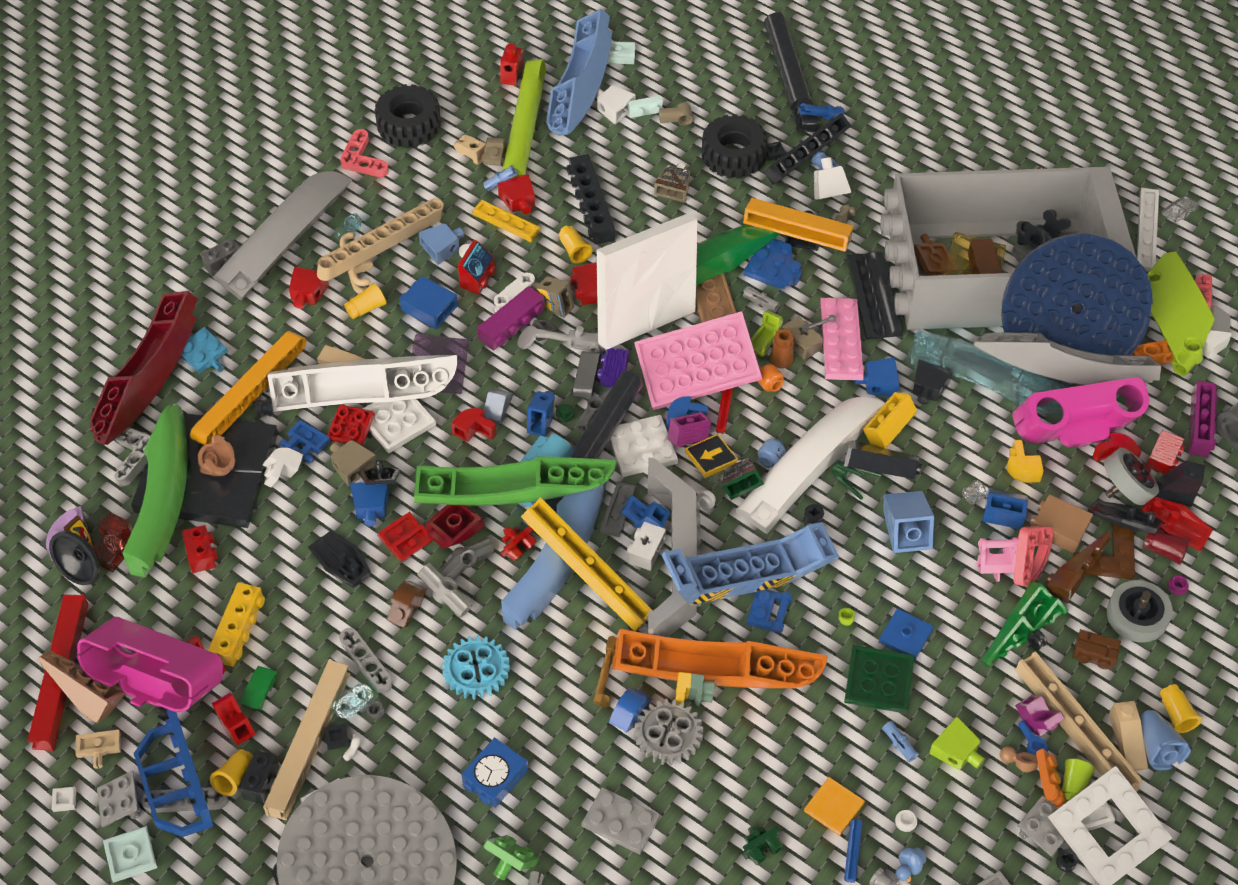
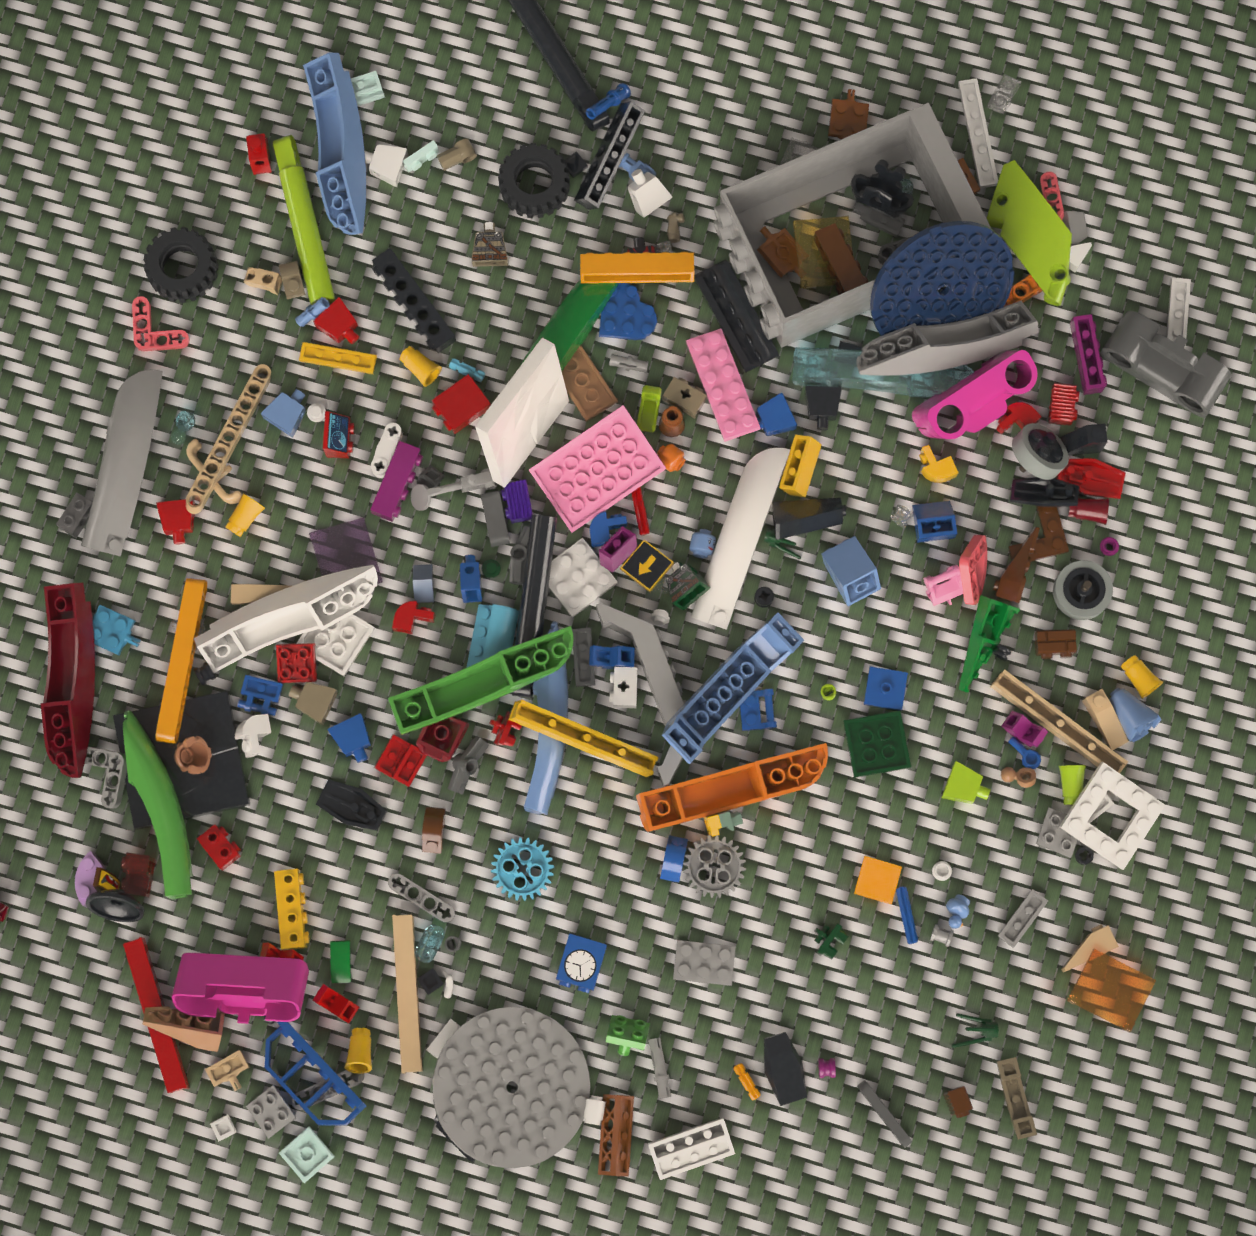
camera: 20 degrees left, 25 degrees up
(259, 777) = (383, 1045): black brick -> none
(379, 474) = (353, 714): black piece -> none
(428, 302) = (305, 491): blue brick -> none
(444, 590) = (462, 805): light grey piece -> none
(556, 295) = (426, 438): dark tan torso -> none
(599, 697) = (641, 857): pearl gold hinge -> none
(805, 328) = (685, 390): dark grey hinge -> none
(900, 741) = (914, 798): medium blue pin -> none
(1049, 777) = (1050, 788): orange hinge -> none
(1066, 520) = (990, 519): medium nougat brick -> none

